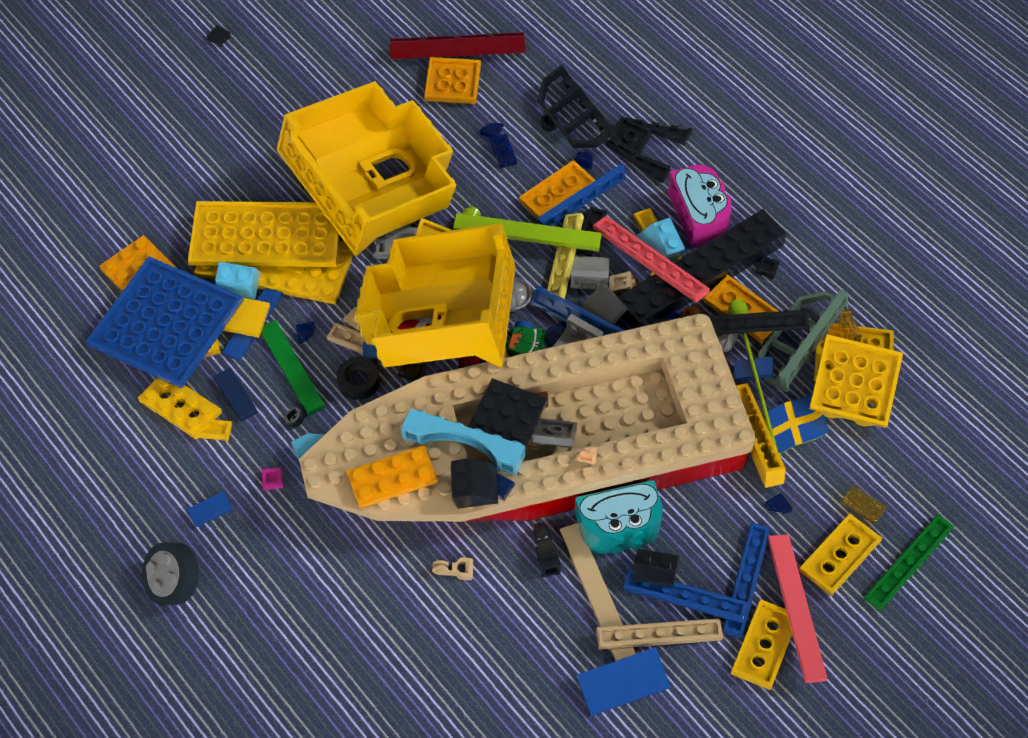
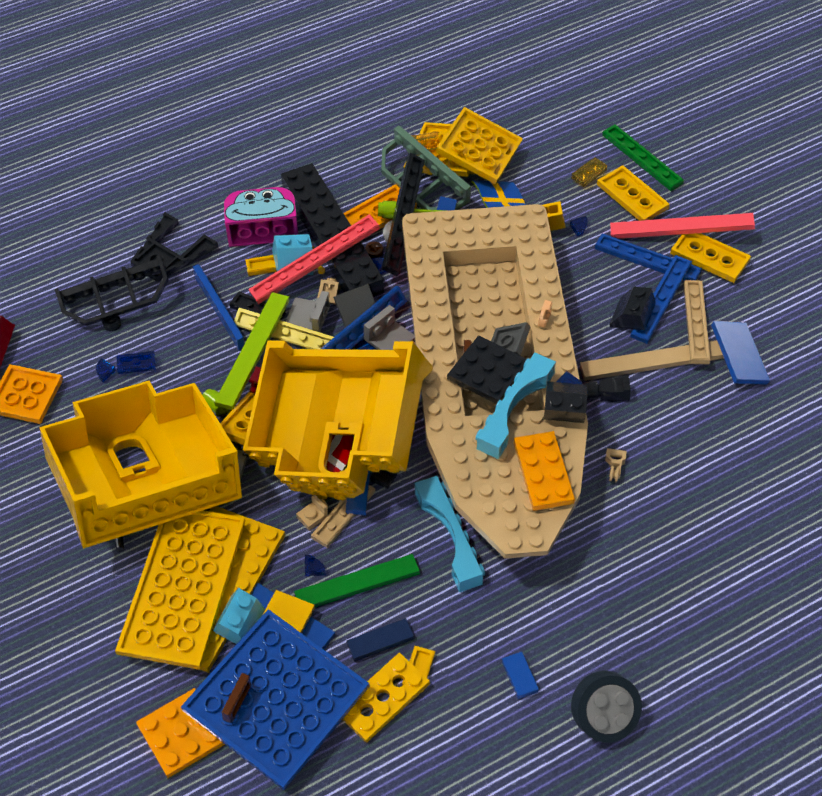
camera: 80 degrees left, 5 degrees down
(153, 289) = (236, 698): none -> reddish brown tile
(272, 478) = (491, 612): dark pink tile -> none
(294, 417) = (422, 583): black tile -> none
(358, 364) = (384, 505): black tyre -> none
(556, 189) = (203, 325): light orange plate -> none
(584, 159) = (171, 300): clear blue tile -> none
(620, 517) = (589, 322): brick -> none
(768, 267) = (337, 189): black tile -> none

